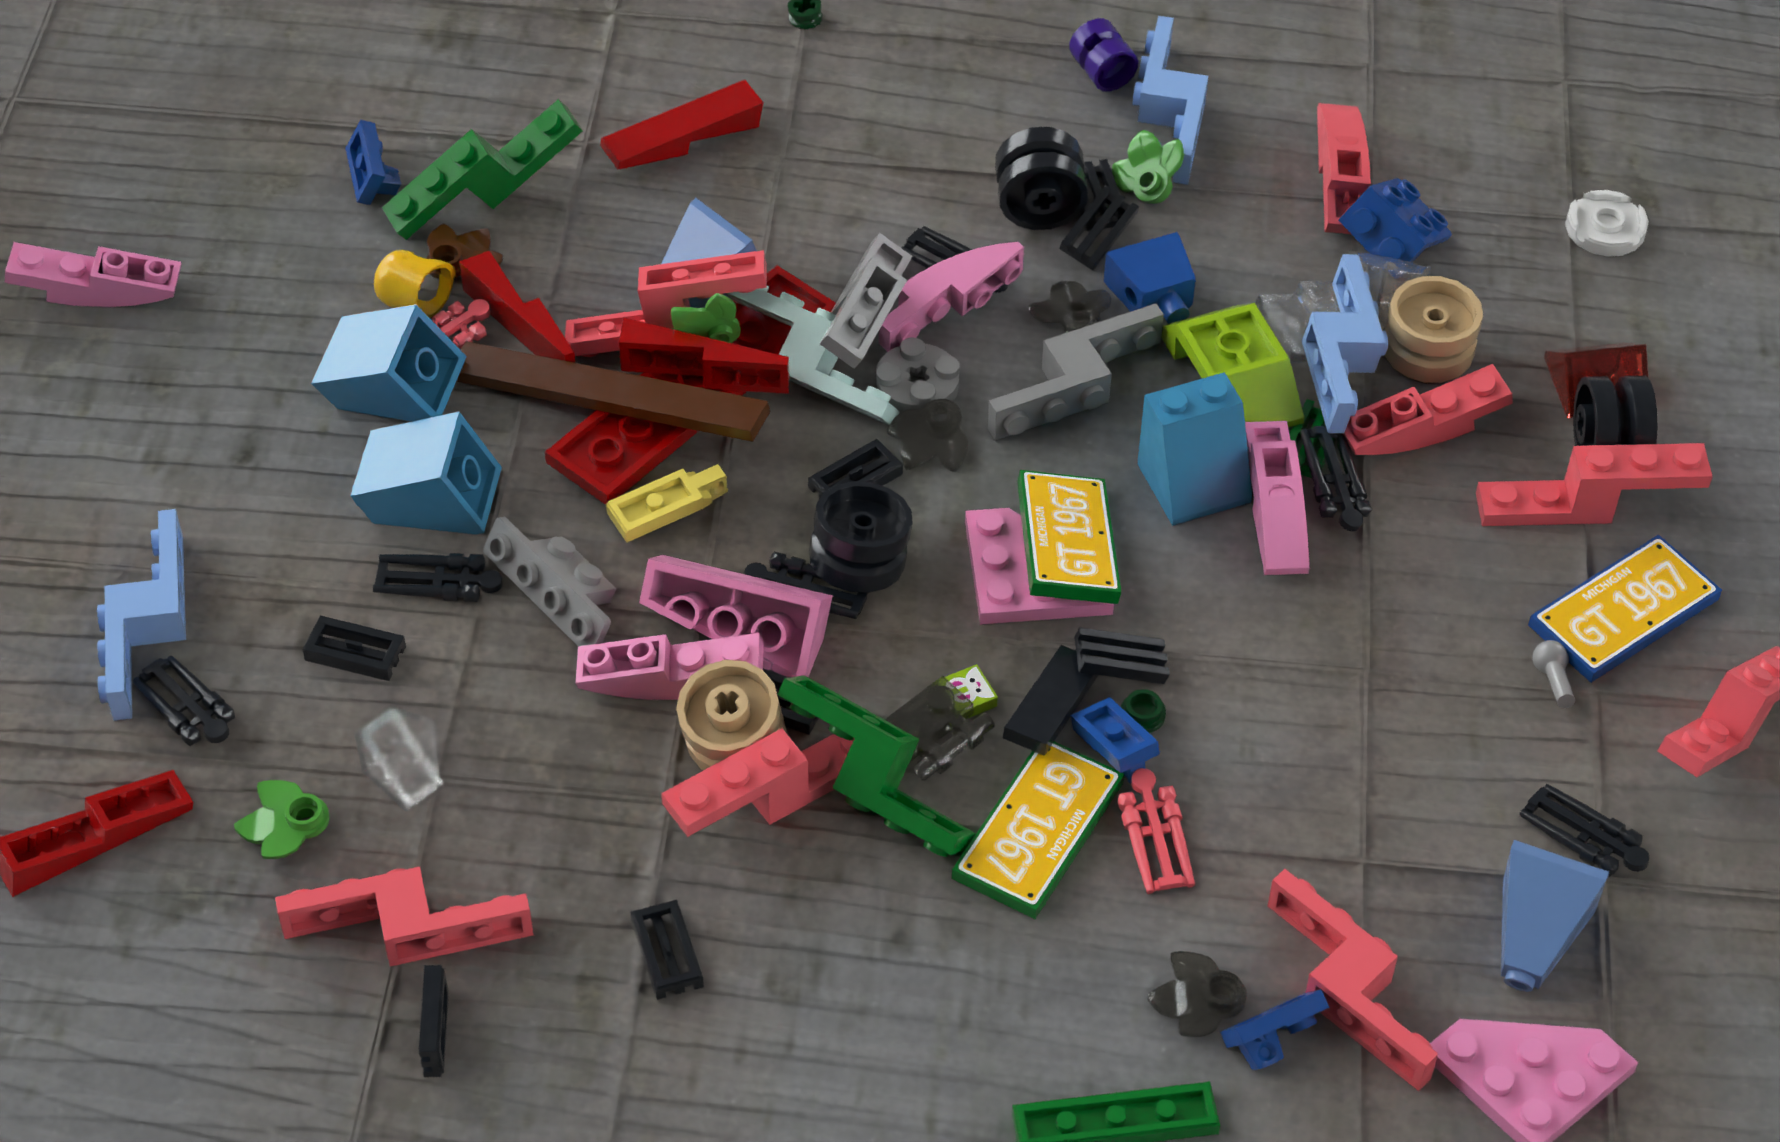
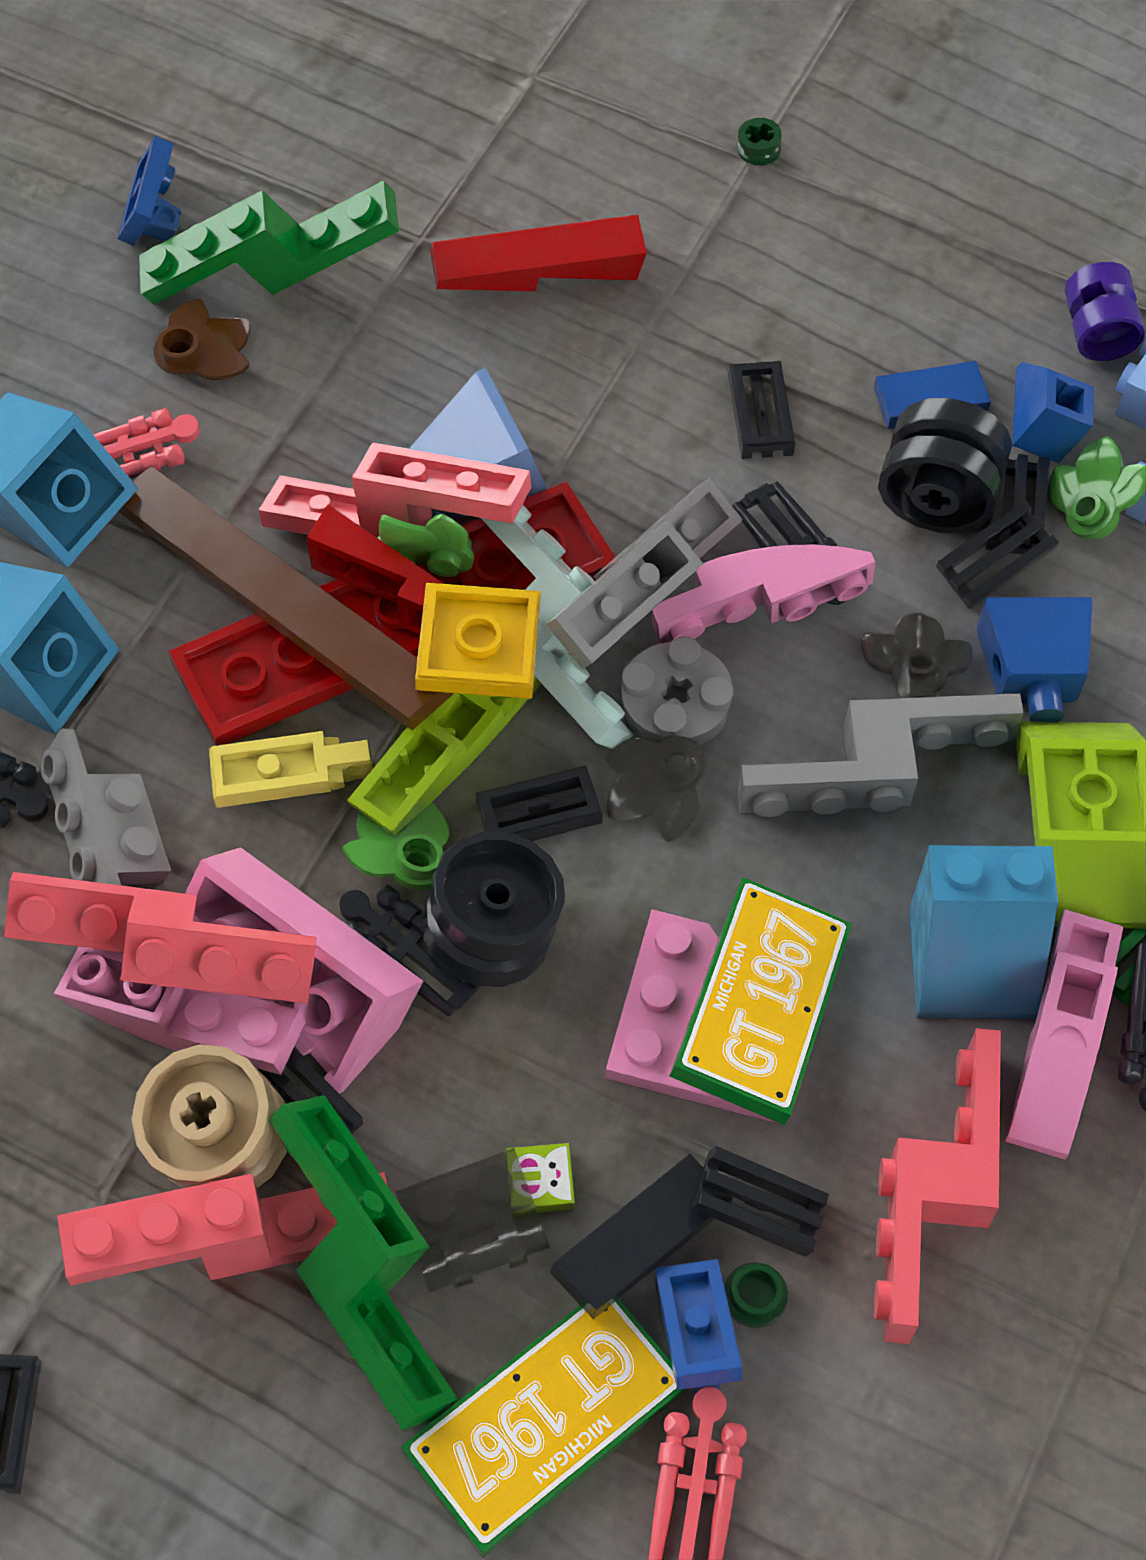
camera: 20 degrees right, 10 degrees up
(401, 276) = (104, 360): yellow helmet -> none
(526, 321) = (234, 459): red slope -> none
(642, 614) = (160, 937): none -> coral bracket
(771, 455) = (432, 757): none -> lime slope
(776, 368) = (478, 640): none -> yellow tile
(777, 525) = (392, 856): none -> bright green plate
(900, 204) = (765, 442): none -> black tile
(984, 146) = (953, 381): none -> blue tile
(1097, 125) = (1050, 411): none -> blue slope
(1234, 610) = (939, 1185): none -> coral bracket

